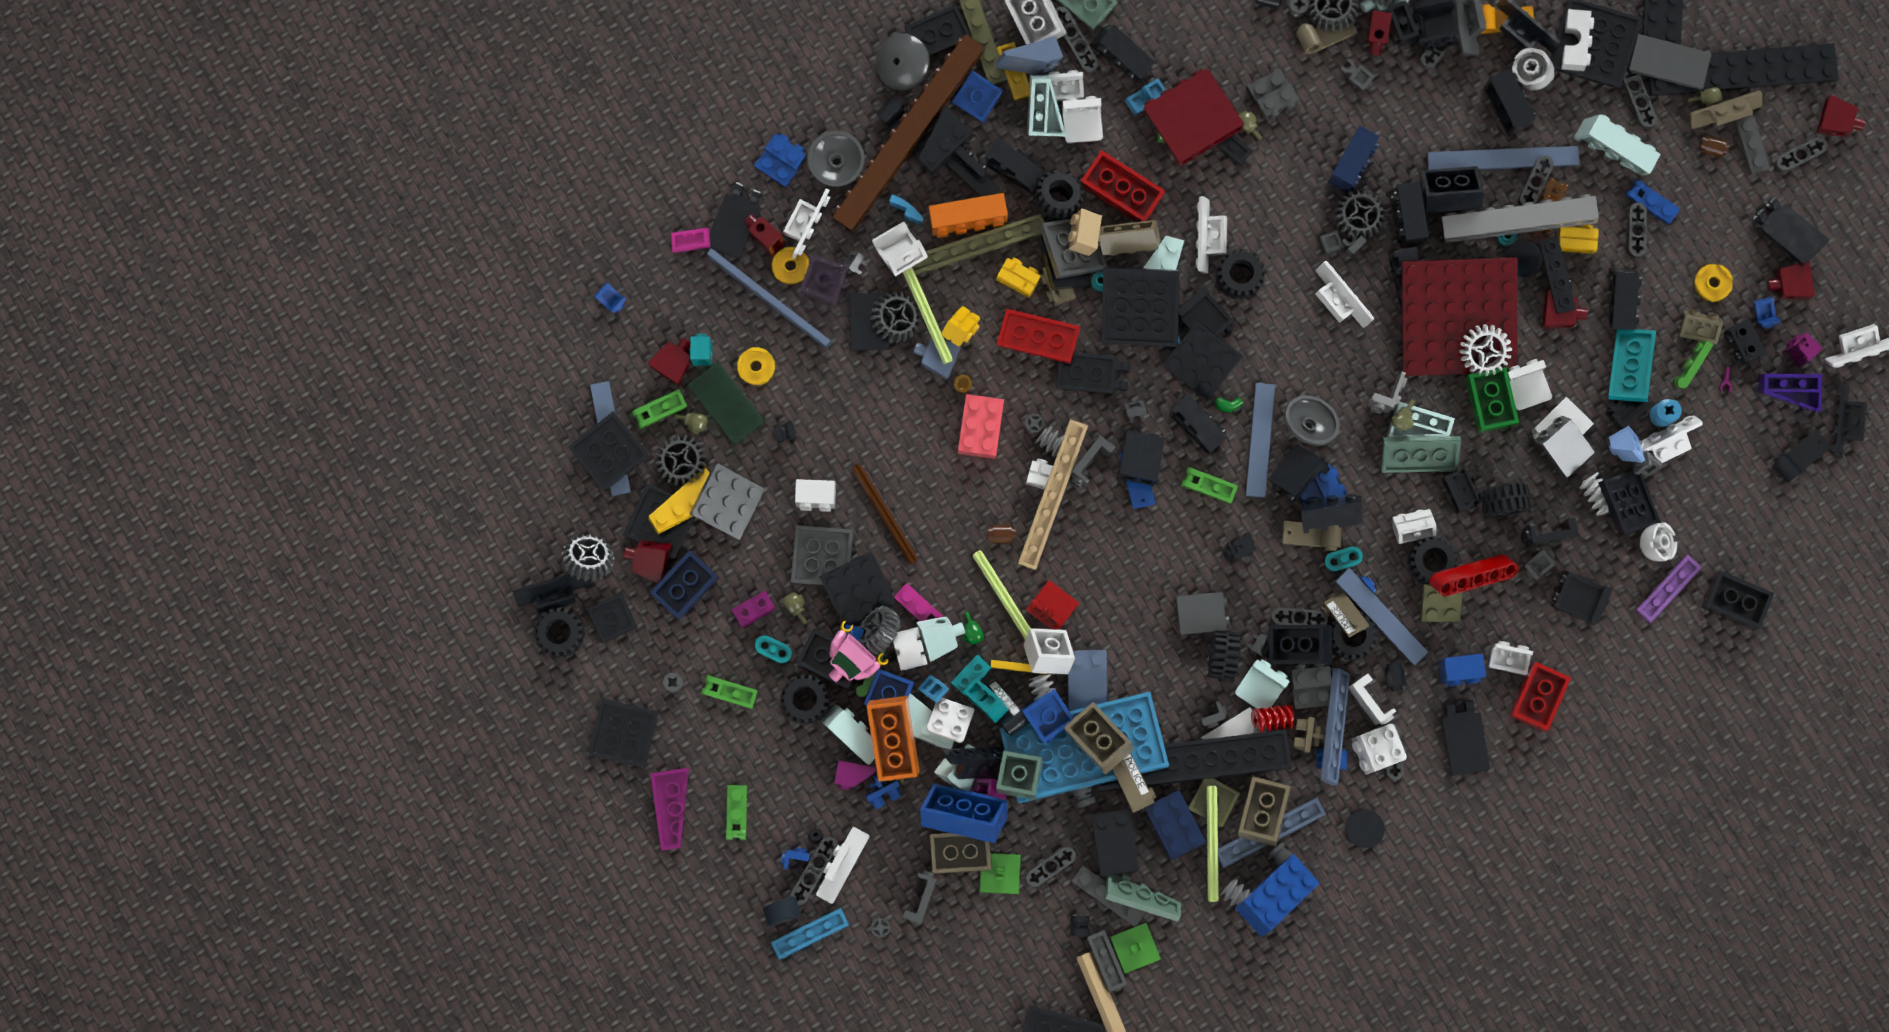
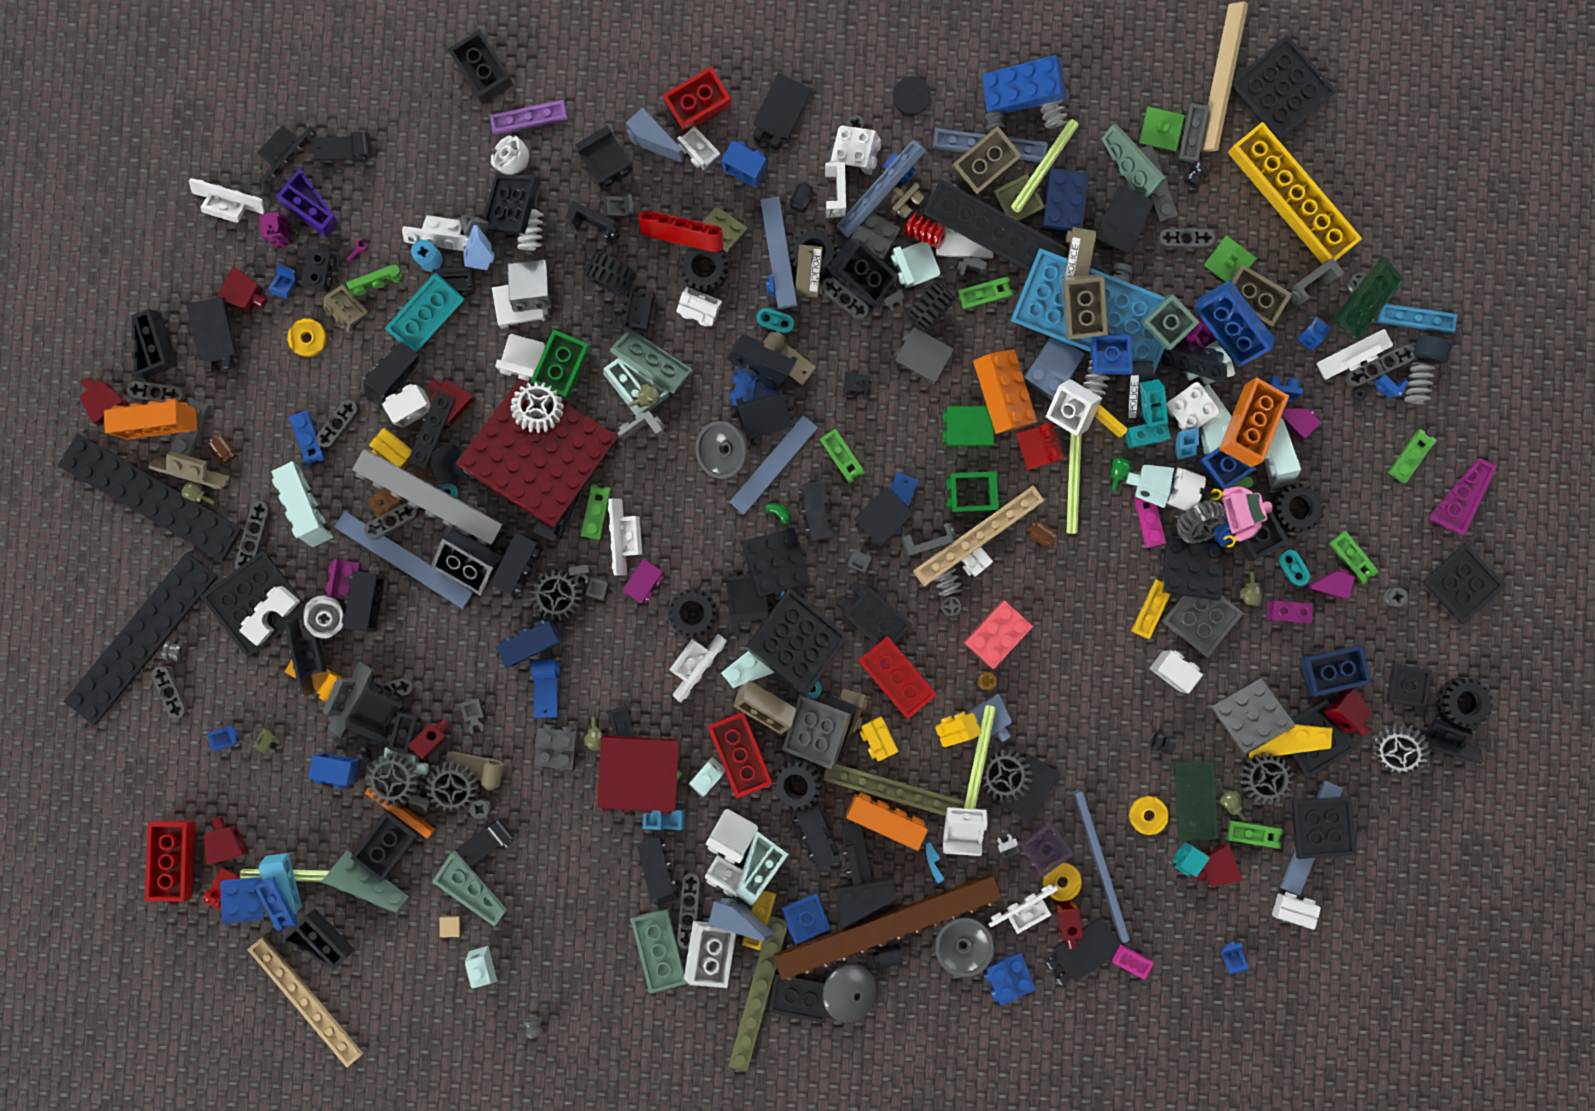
camera: 140 degrees left, 5 degrees up
(585, 370) = (1296, 911): none -> white brick
(732, 657) = (1334, 584): none -> magenta slope
(772, 876) = (1419, 383): none -> light grey piece
(864, 916) = (1368, 299): none -> clear green plate
(866, 531) = (1151, 611): none -> yellow tile
(884, 514) = (1125, 617): reddish brown axle -> none
(888, 859) = (1314, 333): none -> blue bracket
(986, 964) = (1294, 194): none -> yellow brick
(1067, 542) = (992, 492): none -> green window
(1084, 232) = (799, 737): tan brick -> none
(1114, 627) = (1005, 391): none -> orange brick
(1123, 580) = (967, 426): none -> green brick
(1136, 152) = (707, 777): none -> light aqua torso
(1186, 702) = (985, 293): none -> bright green plate
(1298, 272) = (643, 581): none -> magenta hinge
(1320, 142) = (545, 687): none -> blue door
(1376, 302) = (595, 512): none -> bright green plate
(1545, 112) = (339, 573): none -> magenta bracket
(1560, 640) = (650, 136): none -> sand blue slope
(1590, 281) = (407, 405): none -> white brick
(1669, 62) = (205, 543): dark grey tile -> none
(1786, 128) = (150, 419): none -> orange brick
(1832, 189) = (151, 344): none -> black wedge

